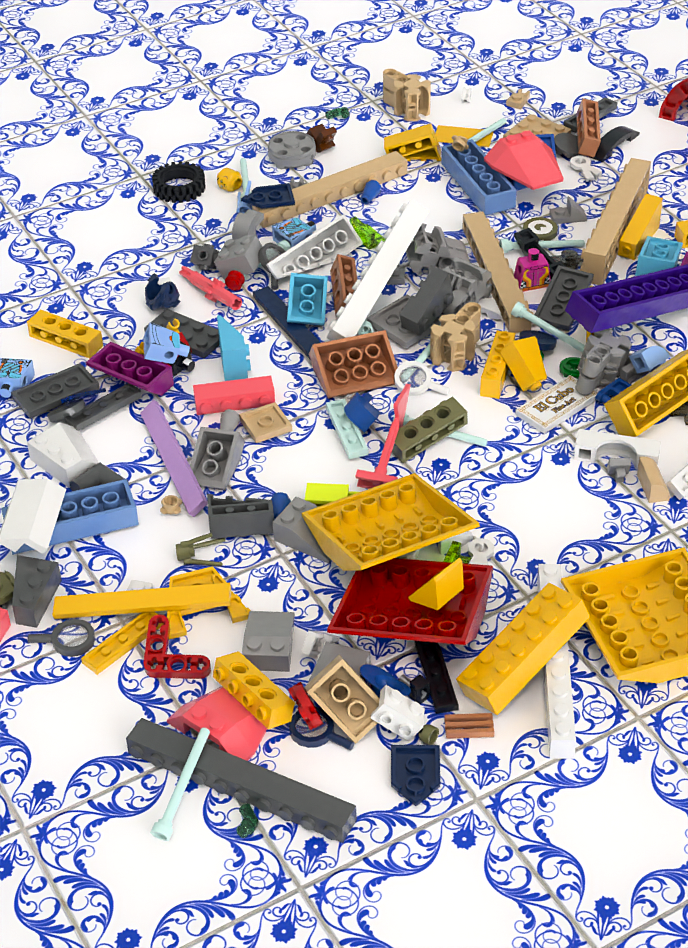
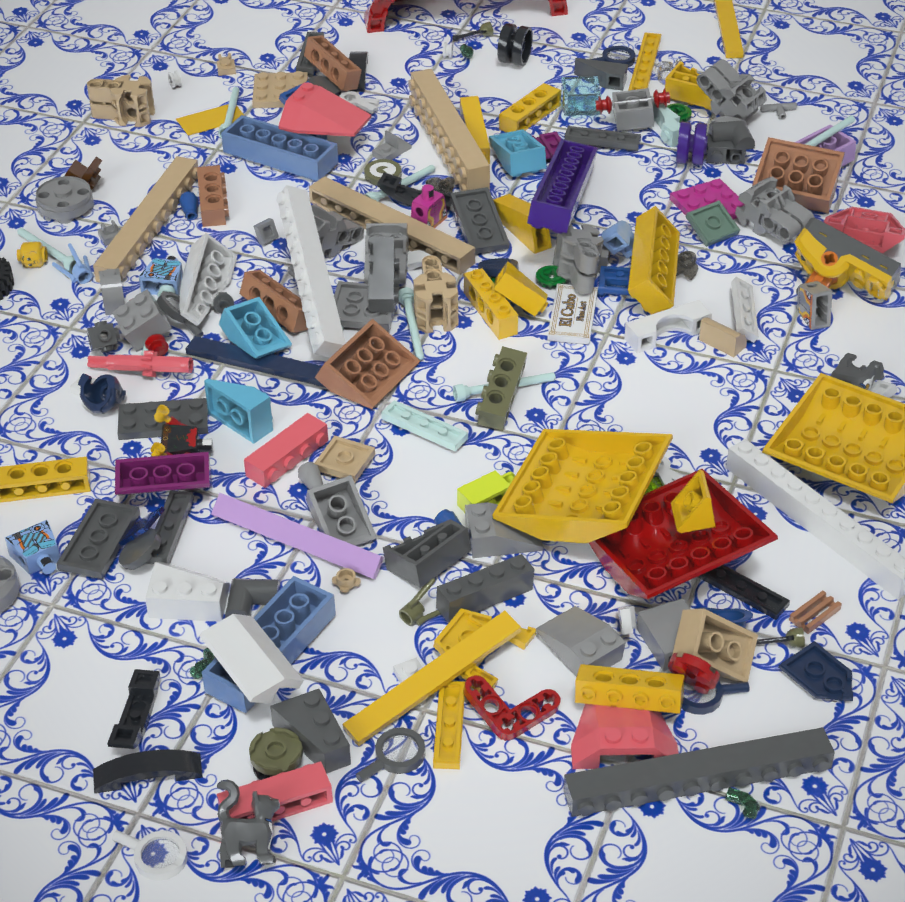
camera: 40 degrees left, 0 degrees up
(163, 344) = (178, 434): light blue torso -> none
(163, 828) = (687, 855): light aqua piece -> none
(248, 562) = (485, 587): none -> dark grey brick
(270, 196) = (107, 249): dark blue tile -> none
(312, 269) = (222, 301): none -> dark grey plate
(343, 111) = (62, 146): clear green arm -> none
(361, 411) = (427, 402): blue brick -> none
(366, 233) = (237, 245): clear neon green panel -> none
(378, 477) = (506, 453): coral piece -> none
(392, 191) = (212, 195): none -> nougat brick
(398, 713) = (768, 633): white bracket -> none
(415, 144) = (186, 140): yellow wedge -> none
(418, 377) = (433, 352): white piece -> none
(419, 687) = (749, 603): black piece -> none
(459, 143) = (241, 121): tan plate -> none
(520, 311) = (465, 246): light aqua piece -> none
(523, 648) = (804, 520): yellow brick -> none
(619, 468) = (686, 340): light grey tile -> none

